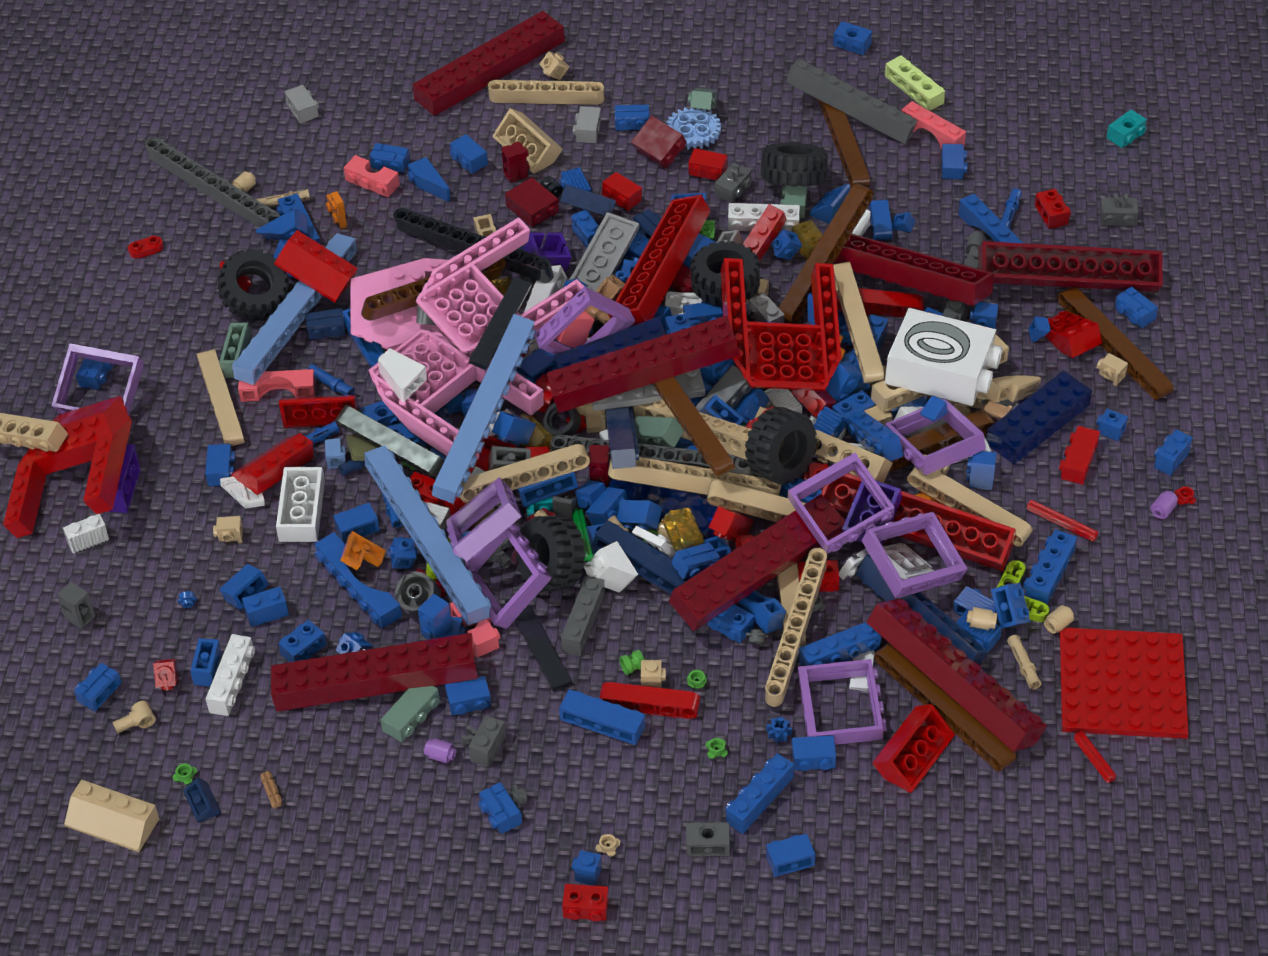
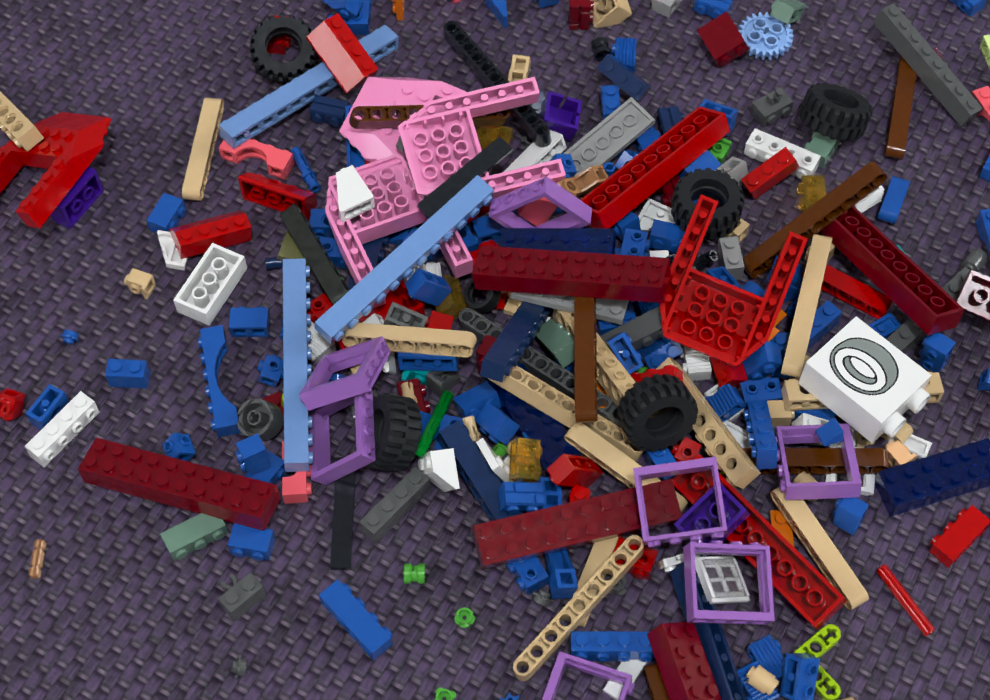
camera: 25 degrees right, 10 degrees up
(69, 366) = (83, 79): medium lavender window -> none
(85, 533) = (21, 237): white brick -> none
(93, 373) = (115, 78): blue brick -> none
(237, 339) = (241, 99): sand green brick -> none
(243, 584) = (120, 345): blue brick -> none
(302, 642) = (139, 424): blue brick -> none
(329, 430) = (254, 220): blue pin -> none
(334, 453) = (268, 243): medium blue brick -> none
(360, 548) = (235, 350): orange plate -> none
(440, 750) = (197, 587): medium lavender brick -> none
(500, 808) = (217, 672): blue brick -> none
(532, 202) = (576, 57): dark red brick -> none
(588, 493) = (466, 380): blue brick -> none
(622, 190) = (662, 77): red brick -> none
(652, 673) = (423, 595): tan brick -> none
(652, 699) = (409, 620): red beam -> none
(707, 164) = (757, 79): red brick -> none
(786, 244) = (787, 192): blue brick -> none
(829, 204) = (852, 163): blue slope -> none
(903, 222) = (915, 210): blue slope -> none
(1012, 388) = (927, 436): tan slope -> none
(1050, 566) = (865, 648): blue brick -> none

